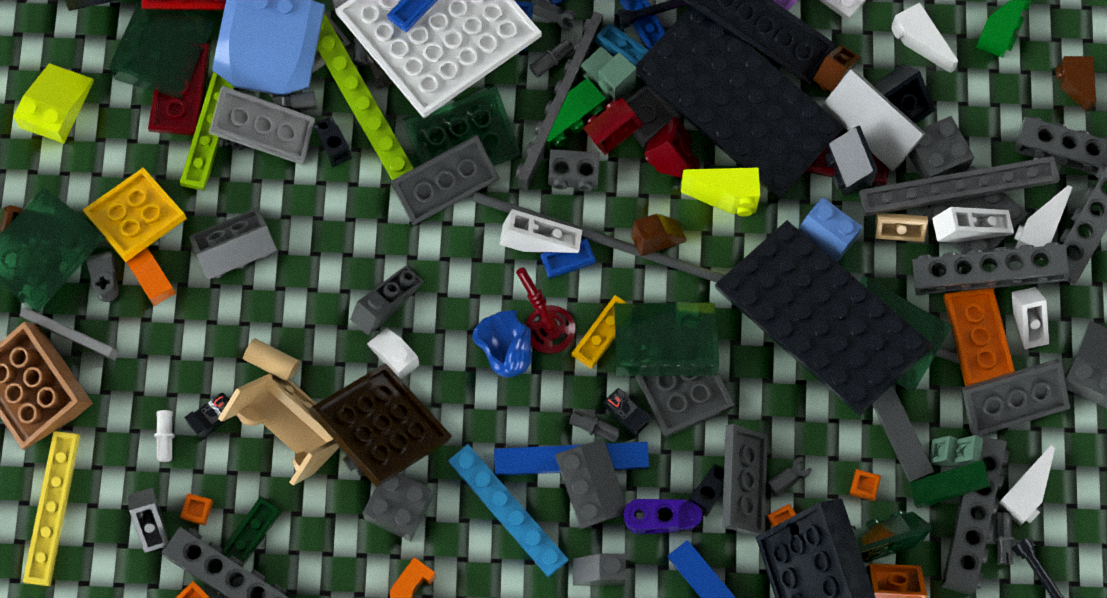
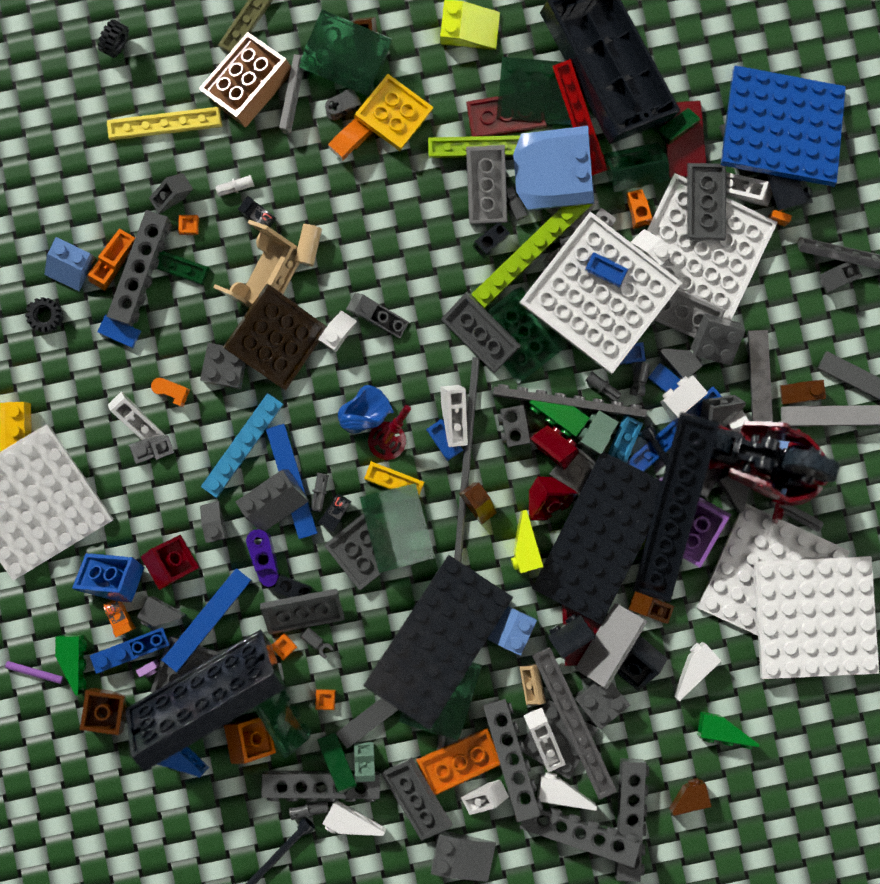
camera: 75 degrees right, 15 degrees up
(233, 244) = (391, 190): dark grey slope -> none

